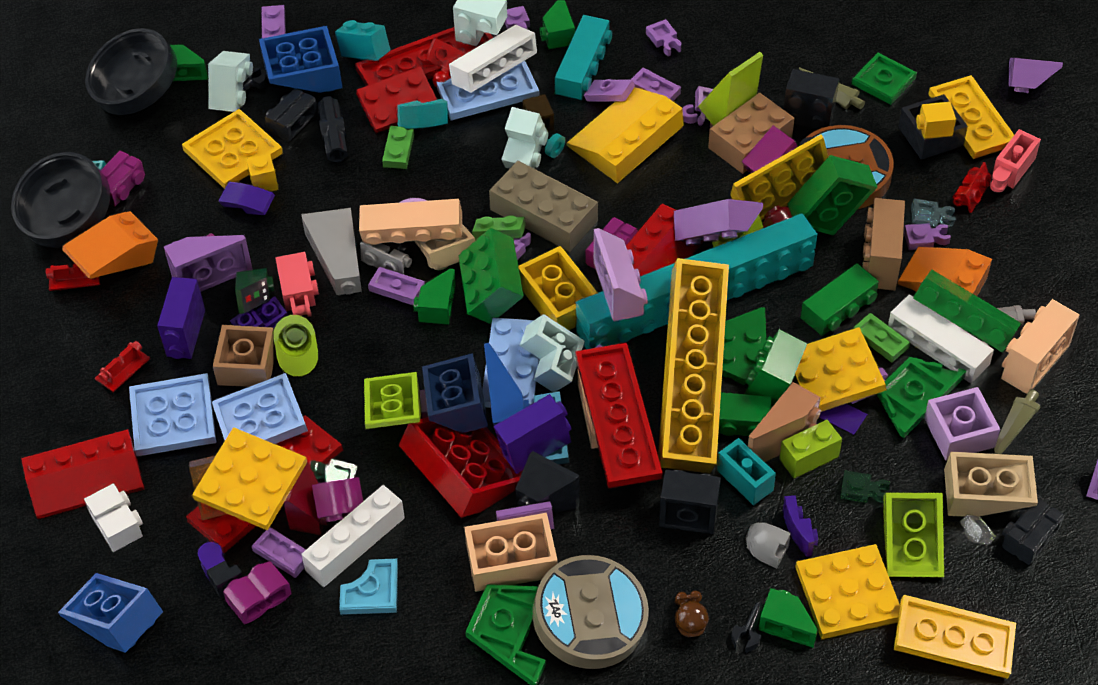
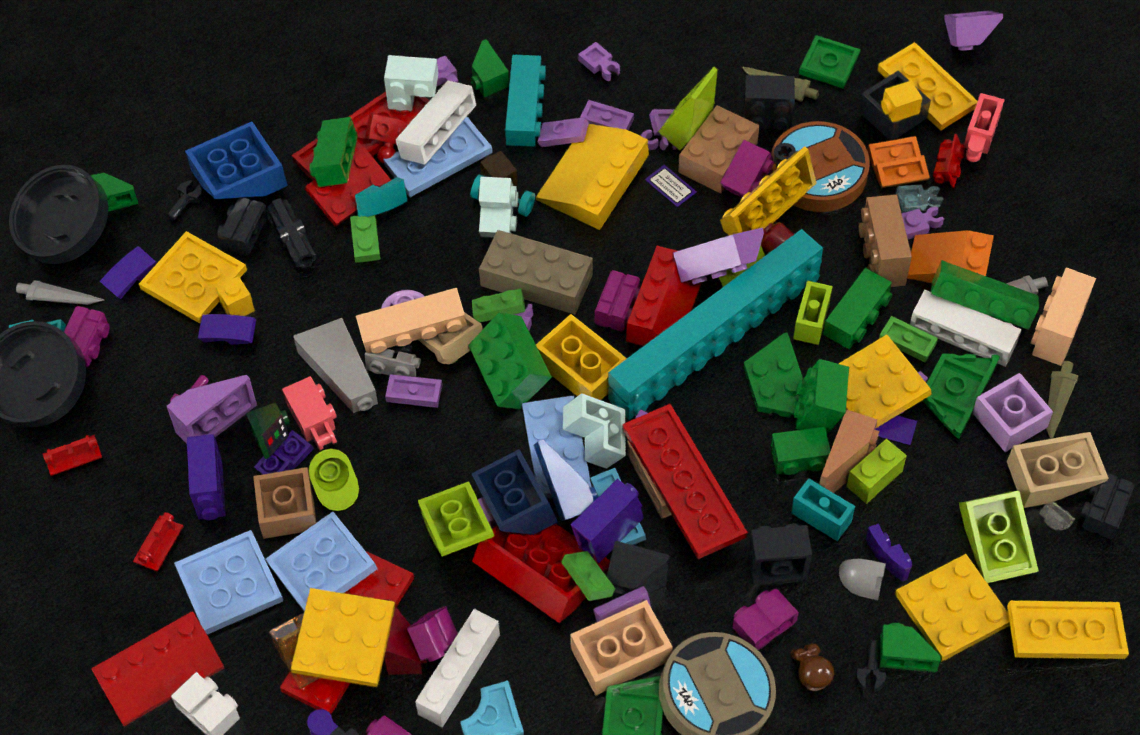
camera: 15 degrees left, 5 degrees up
(102, 137) = (47, 292): none -> light grey bar
(112, 246) = (106, 414): orange slope -> none
(175, 132) = (127, 271): none -> dark purple slope
(226, 80) = (164, 200): light aqua brick -> none
(273, 21) = (188, 127): medium lavender plate -> none
(280, 551) = (390, 702): medium lavender plate -> none
(334, 470) = (417, 604): clear green plate -> none
(362, 40) = (292, 129): teal brick -> none
(390, 64) = (334, 152): none -> green brick
(436, 299) = (459, 396): green slope -> none
(500, 479) = (588, 575): none -> bright green plate
(618, 277) = (645, 338): lavender slope -> none
(658, 559) = (764, 619): none -> magenta brick
(693, 366) = (744, 413): yellow brick -> none
(697, 158) = (670, 185): none -> sticker
(792, 292) = (812, 312): none -> lime brick
(833, 194) = (824, 201): green brick -> none
(860, 487) = (931, 498): clear green plate -> none
(922, 178) = (898, 162): none -> orange slope

